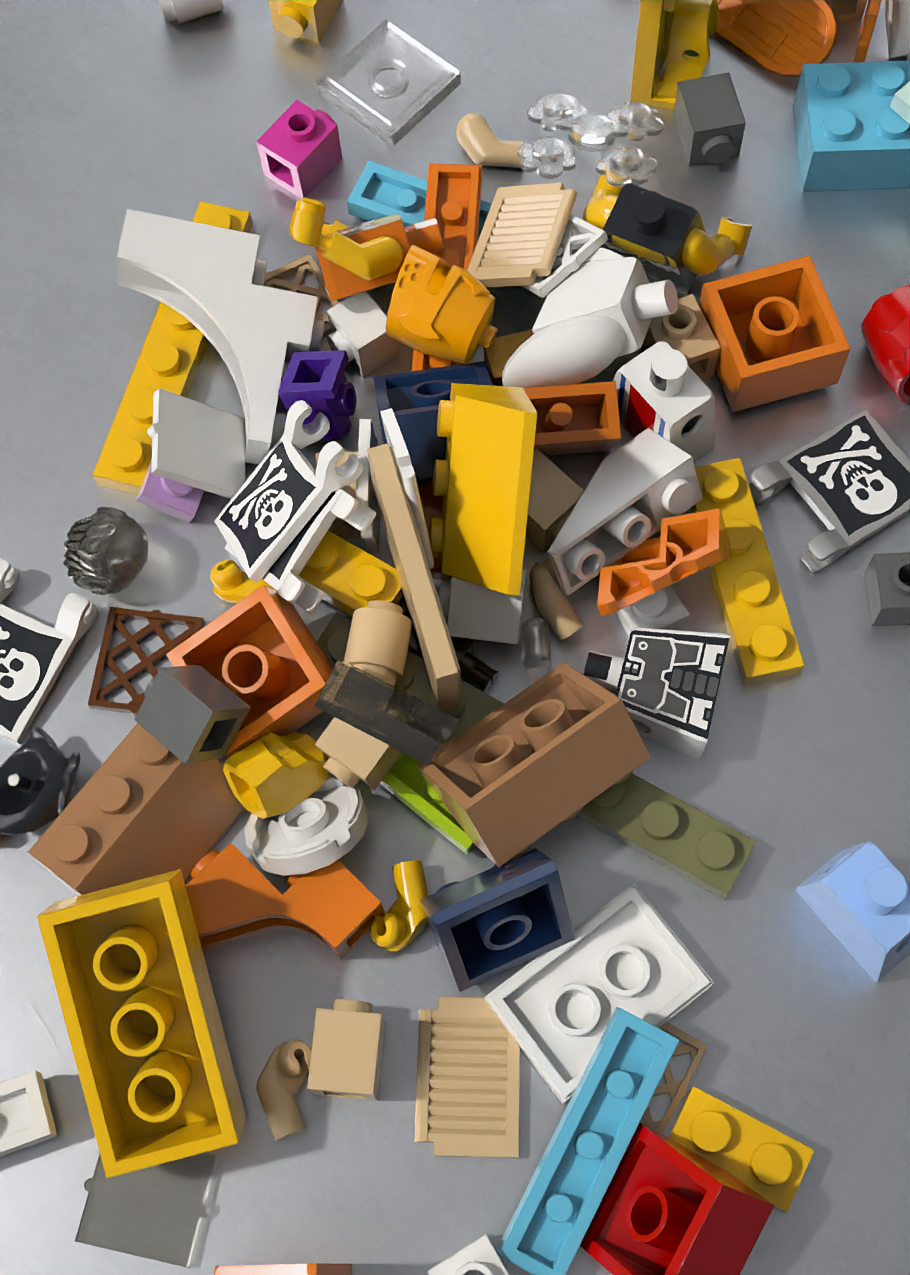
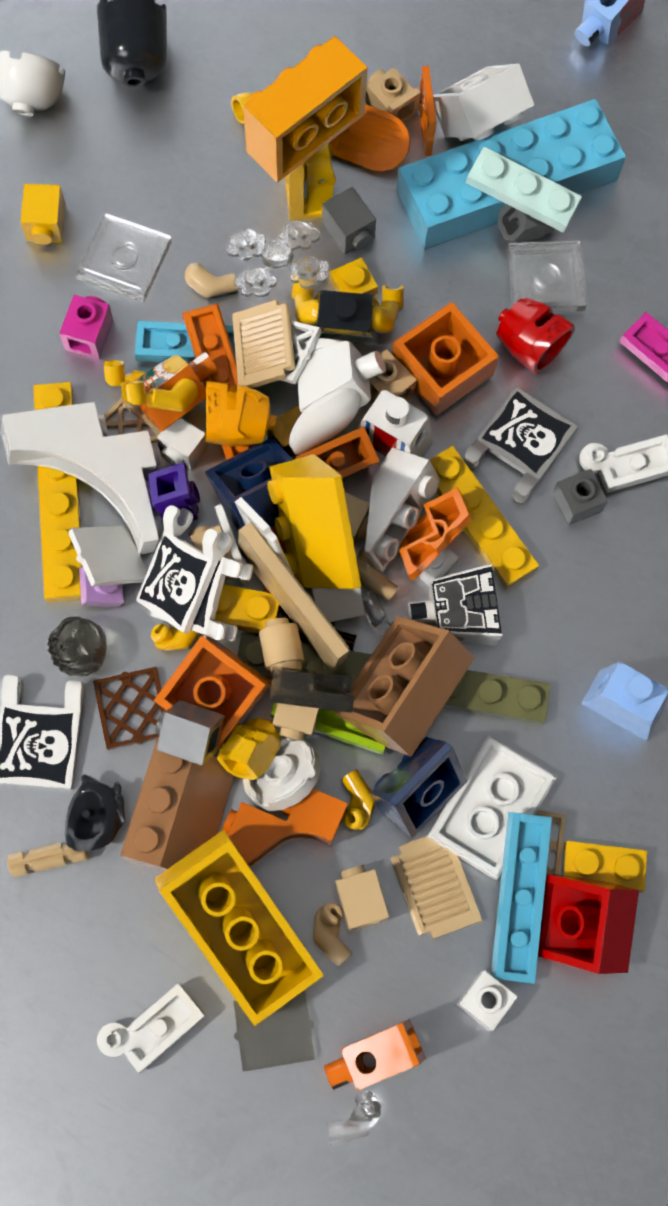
camera: 30 degrees left, 5 degrees up
(691, 190) = (353, 278): none -> yellow plate

